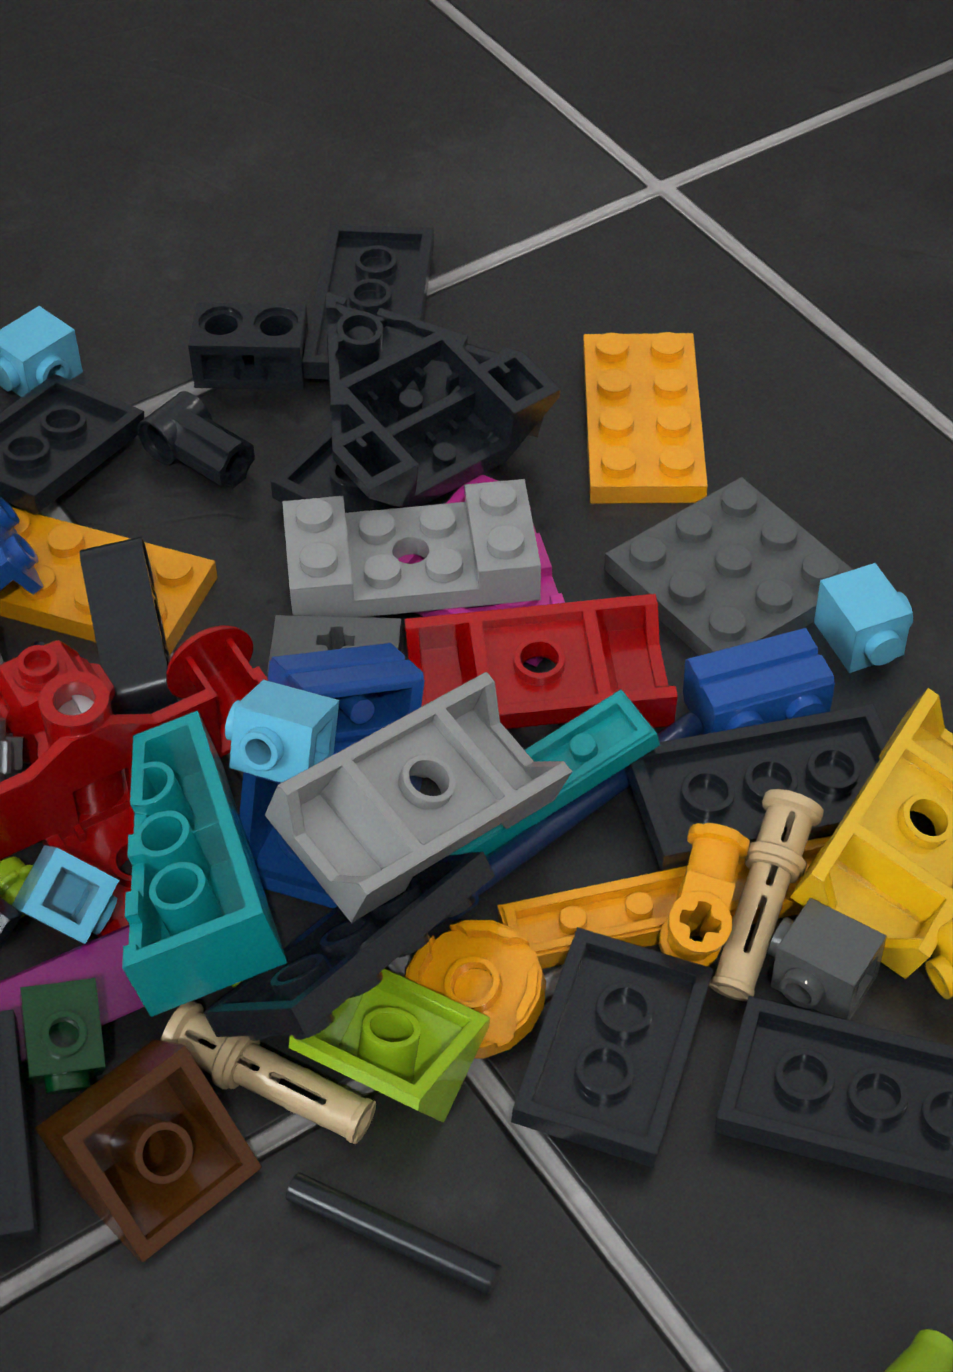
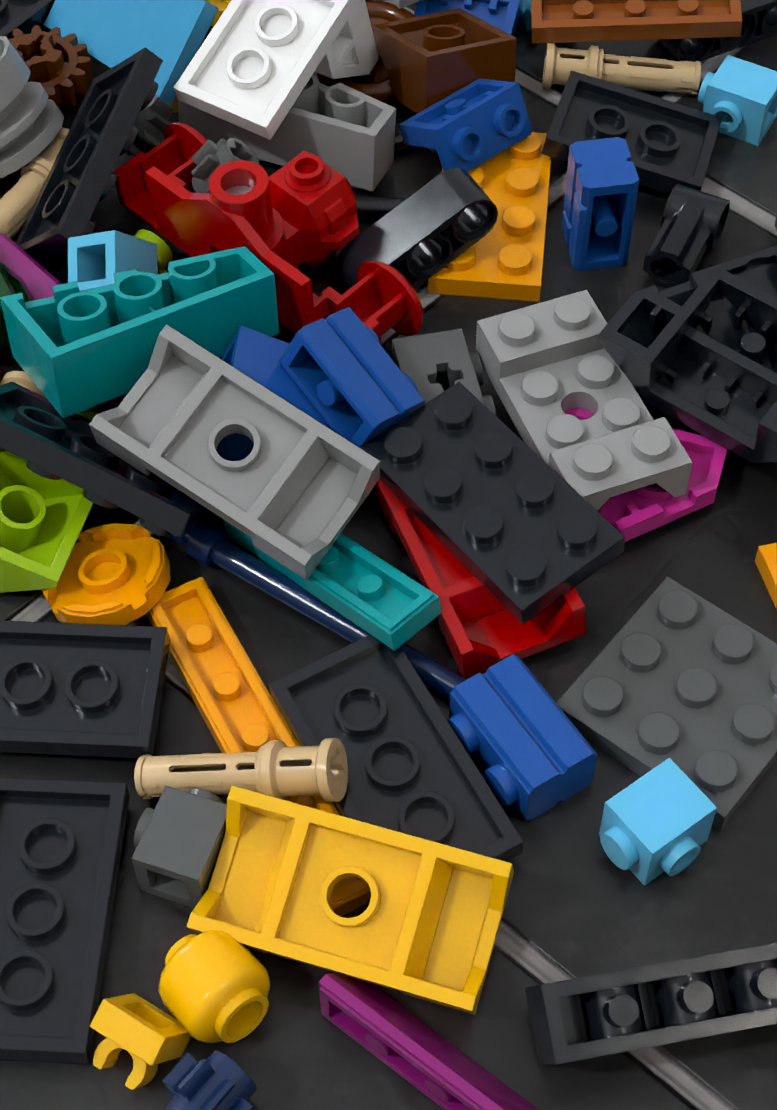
camera: 75 degrees right, 5 degrees up
(149, 476) = (599, 203): none -> blue brick
(280, 731) = (258, 330): medium azure brick -> none
(525, 622) = (493, 502): none -> black plate
(704, 894) = (210, 719): light orange connector -> none

